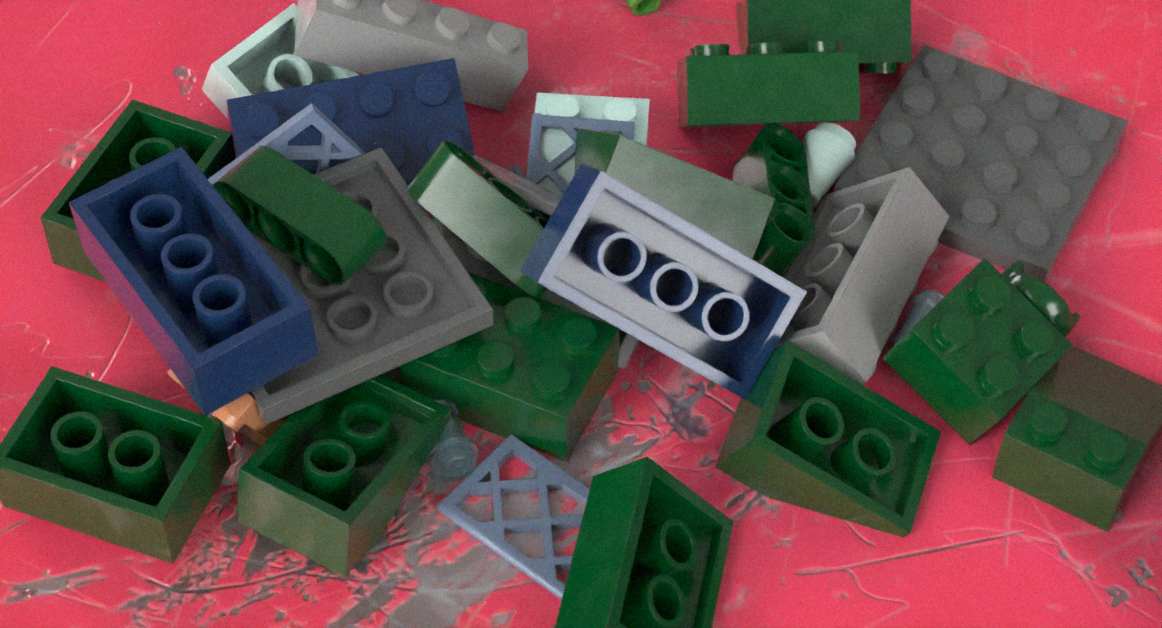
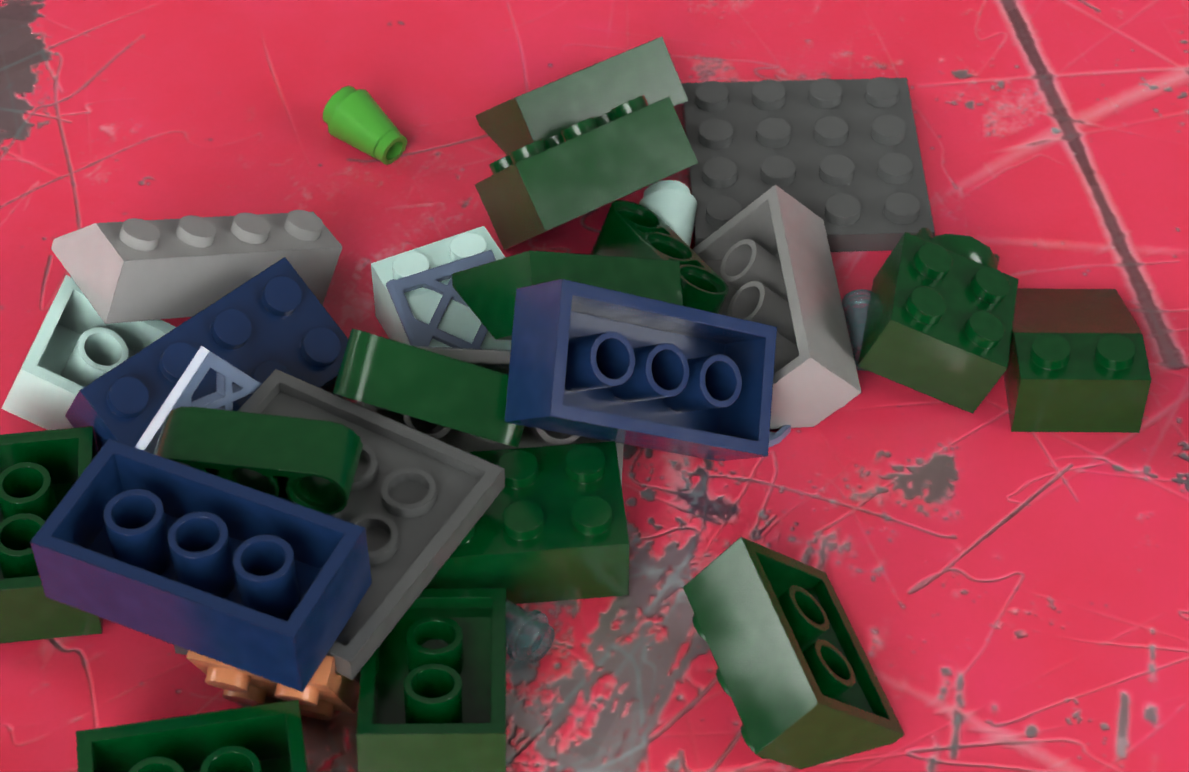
camera: 30 degrees left, 5 degrees down
(493, 532) = (611, 689): sand blue window -> none
(829, 444) = (861, 464): dark green slope -> none

